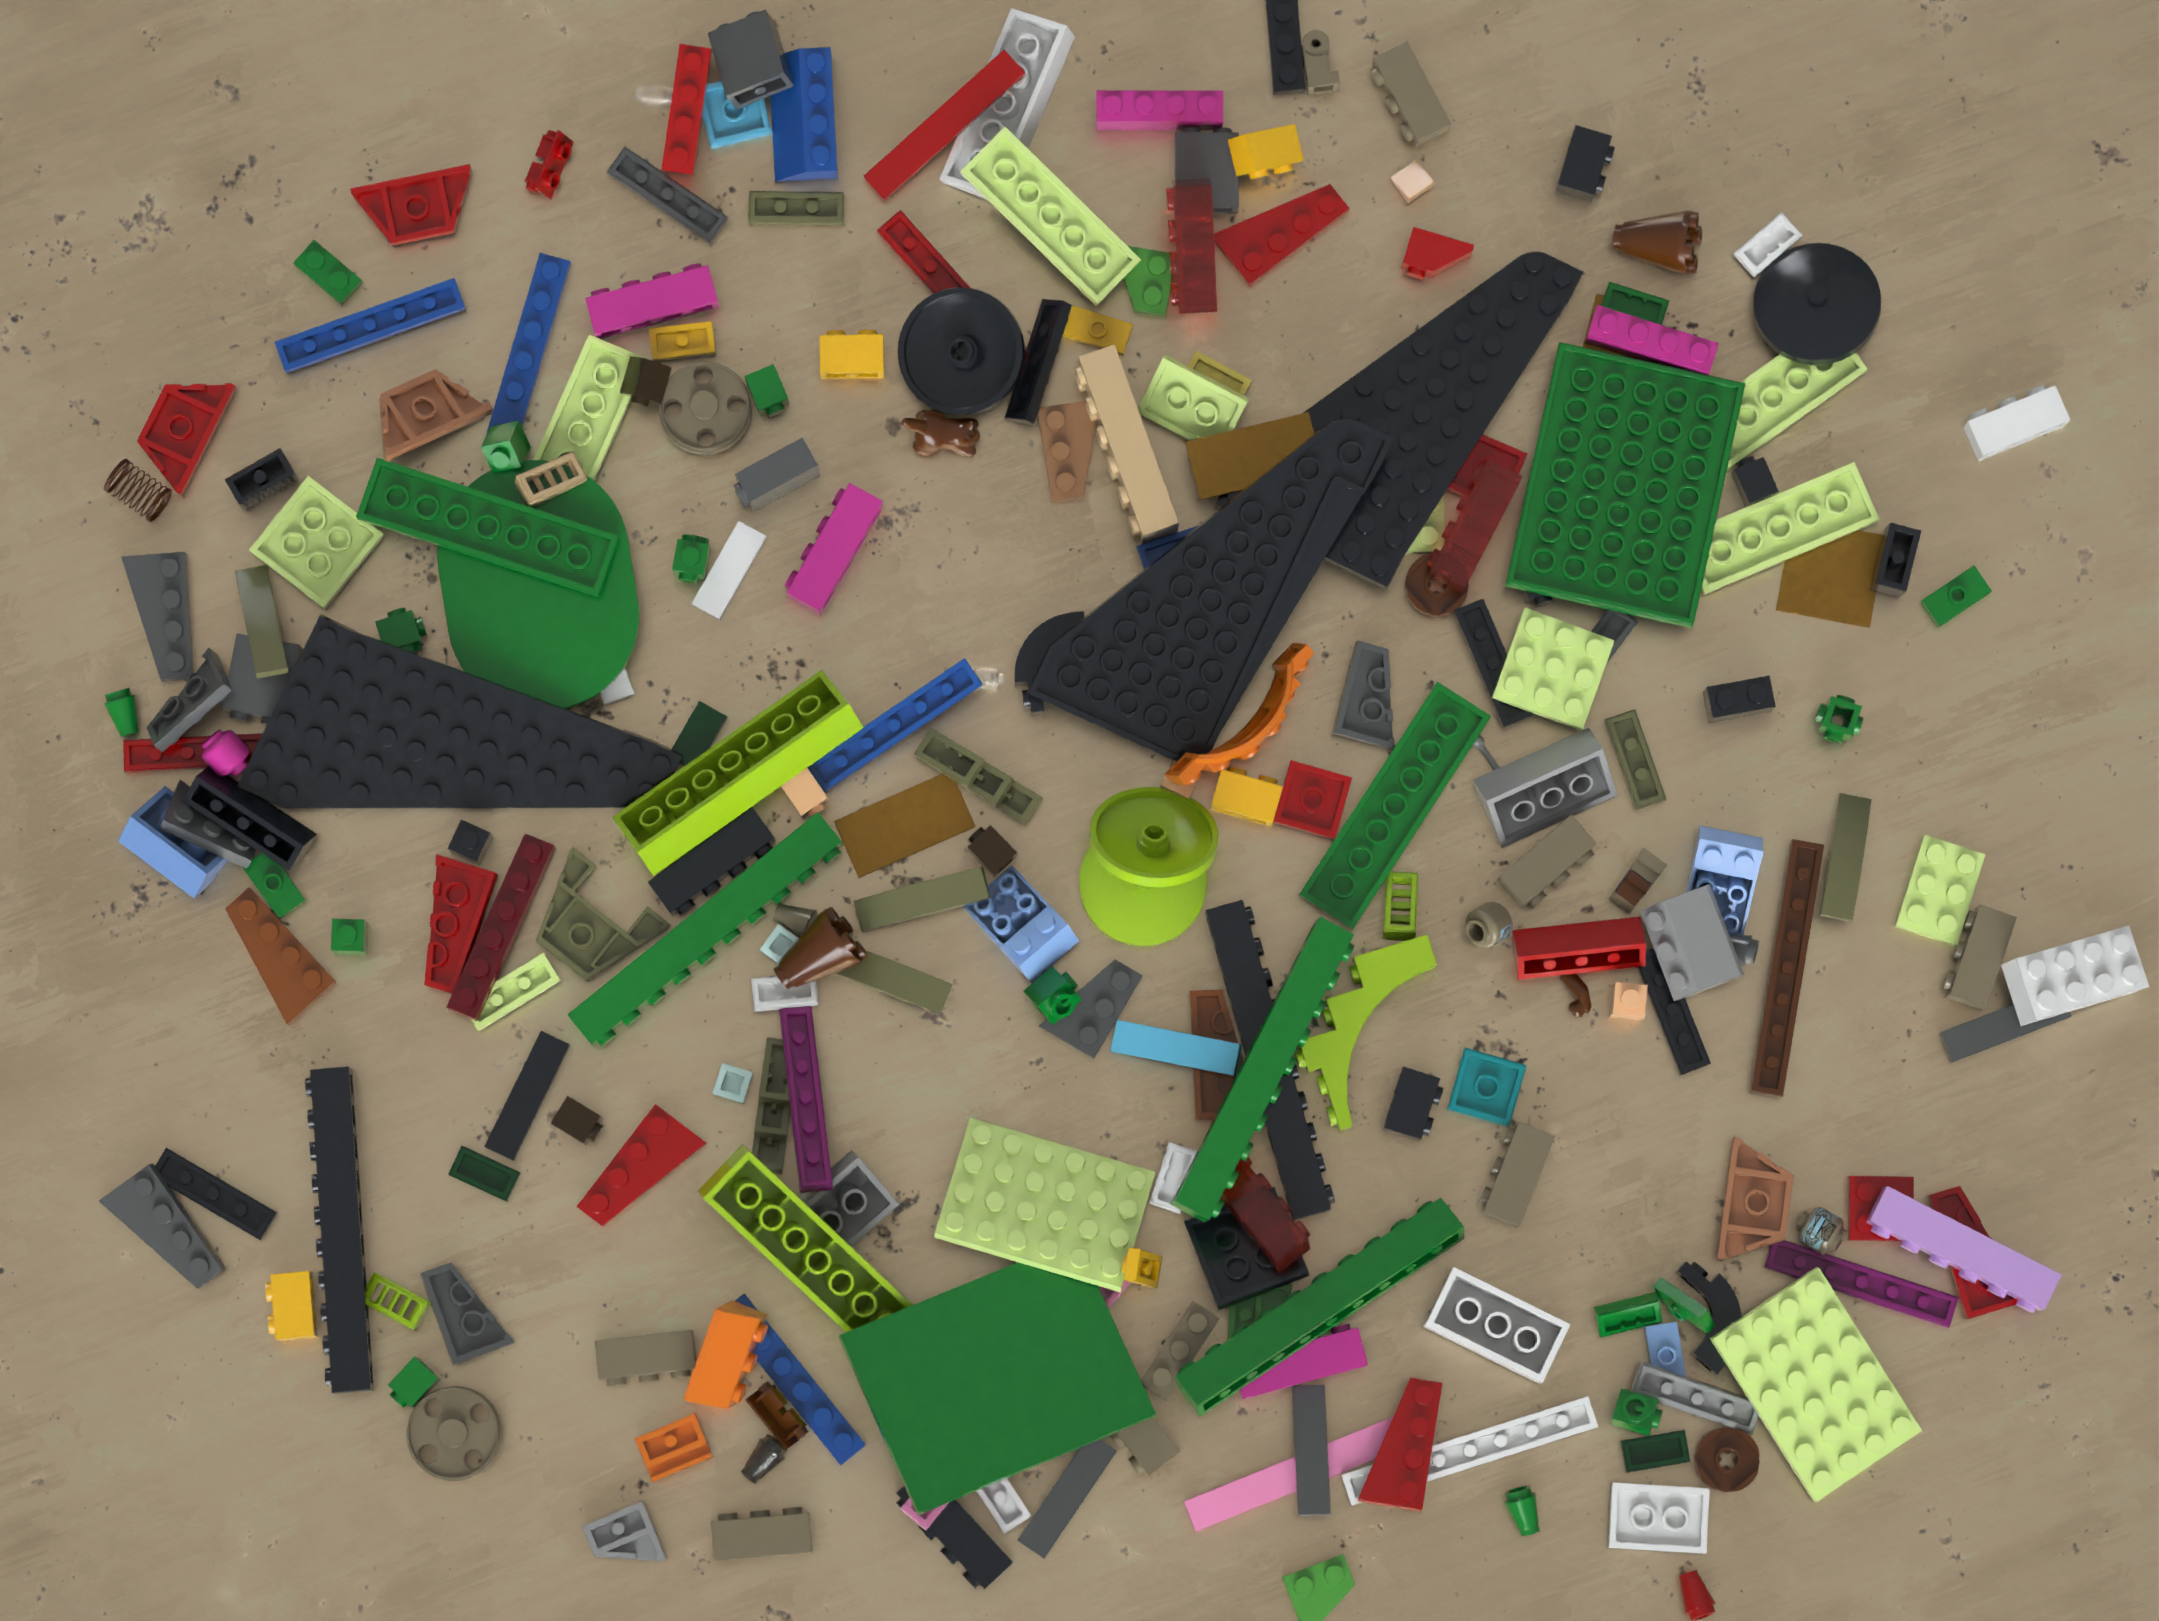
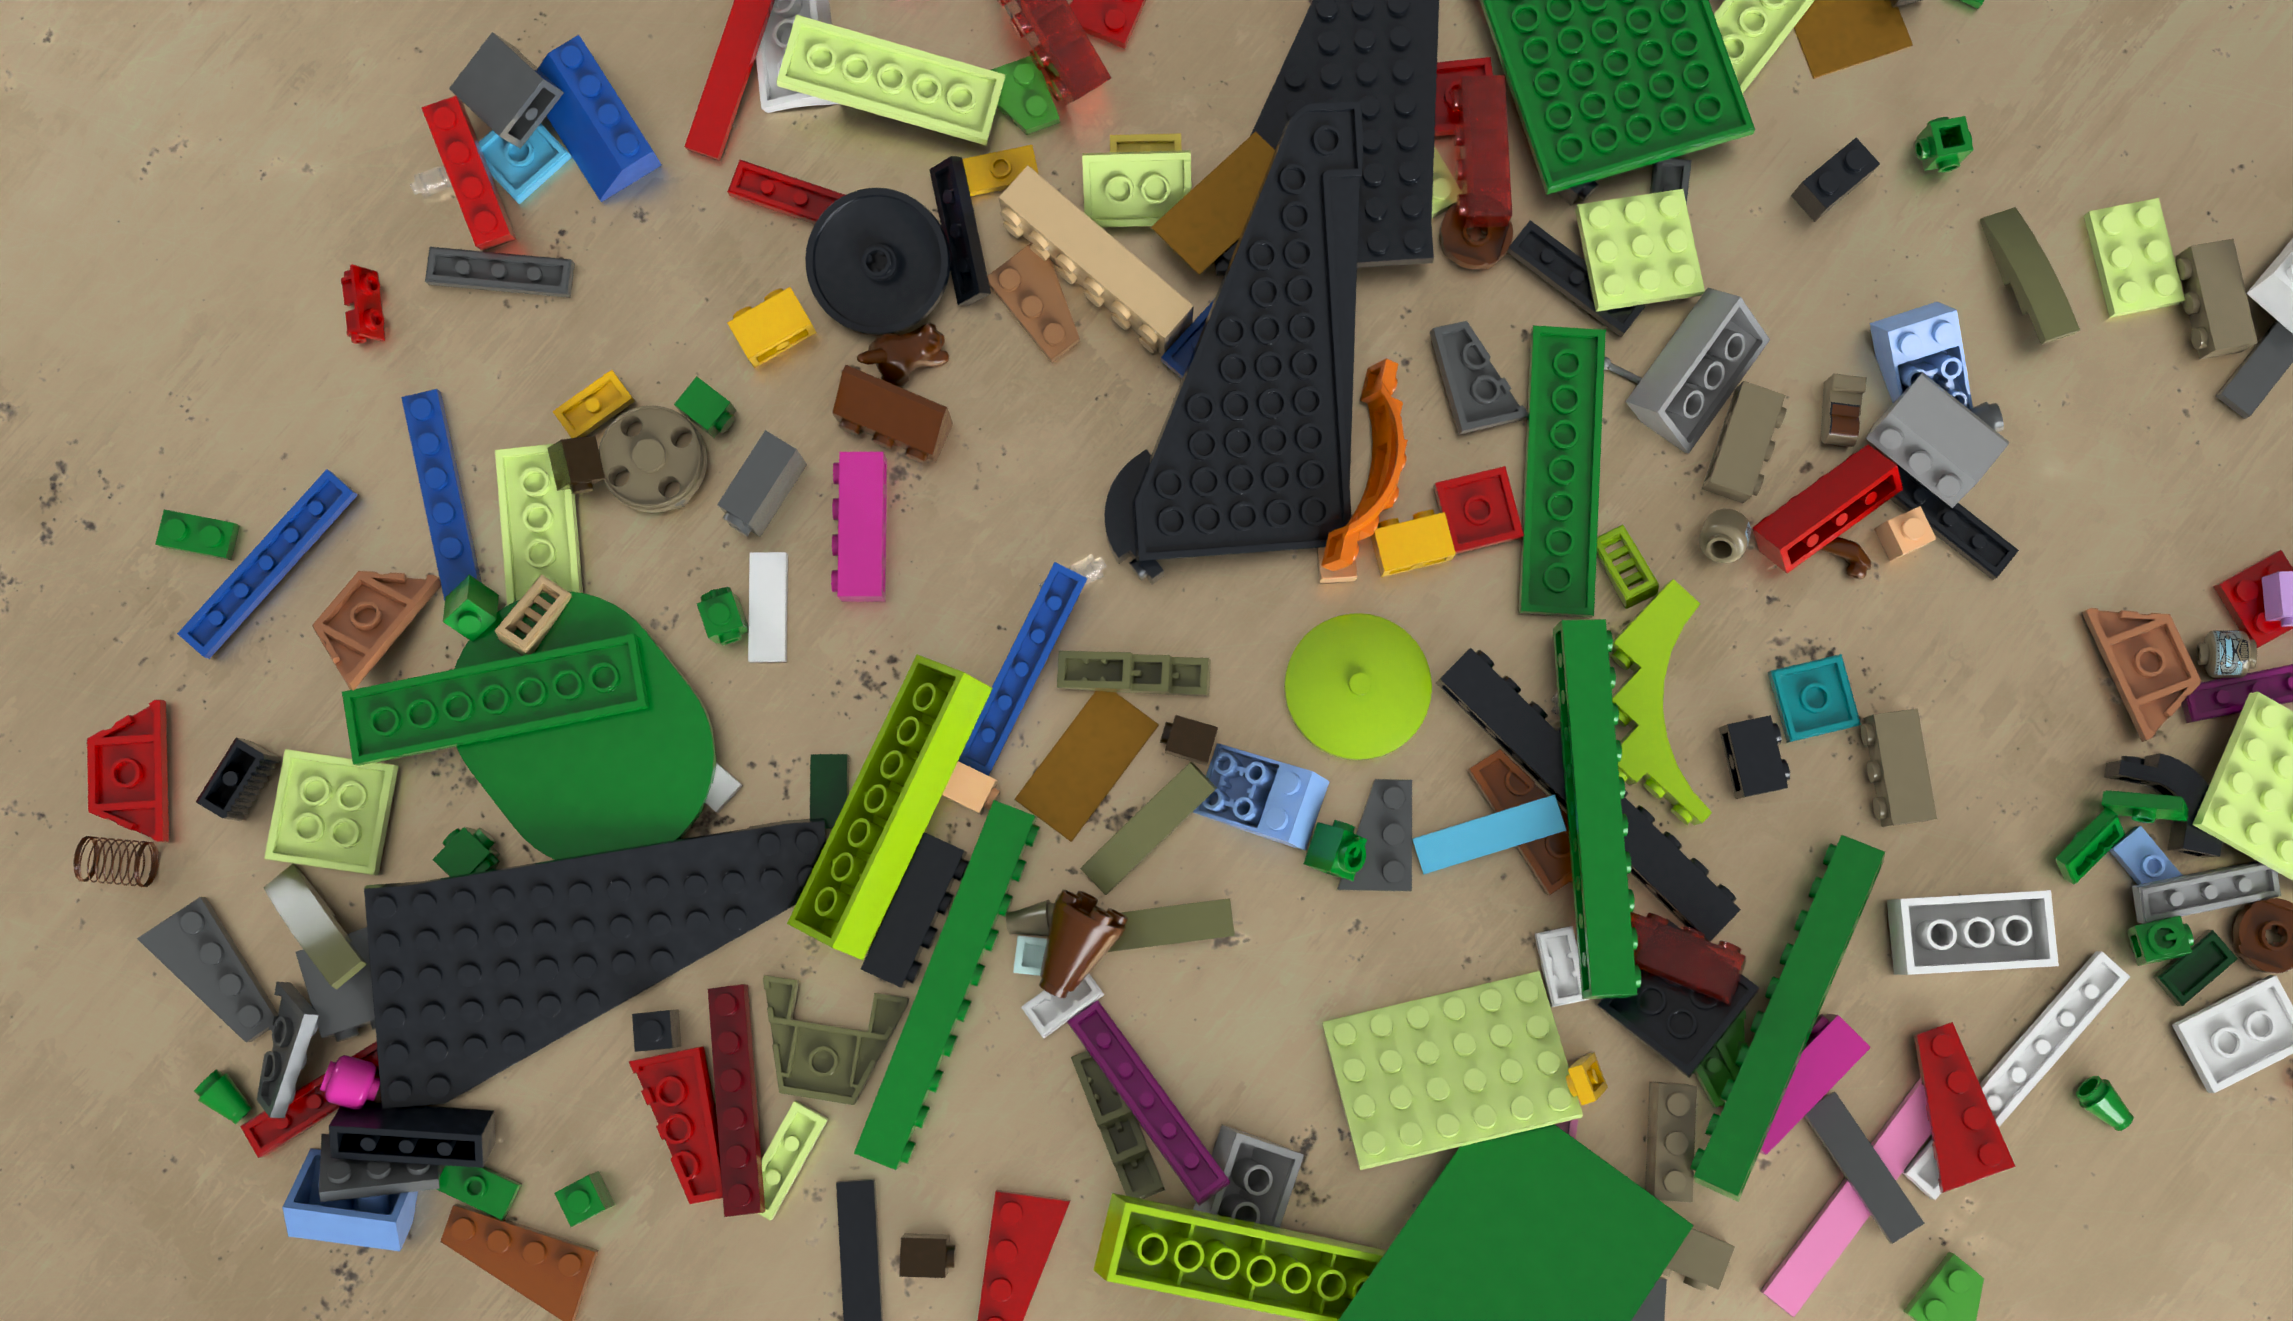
camera: 25 degrees left, 0 degrees up
(416, 205) = (250, 417): red wing -> none
(652, 302) = (540, 383): dark pink brick -> none
(732, 1083) = (1062, 1124): light aqua plate -> none
(796, 208) = (635, 214): olive tile -> none
(904, 477) = (891, 415): none -> reddish brown slope
(1153, 837) = (1348, 635): lime dish -> none
(1635, 759) = (1767, 296): olive tile -> none
(1787, 968) = (2036, 415): reddish brown plate -> none

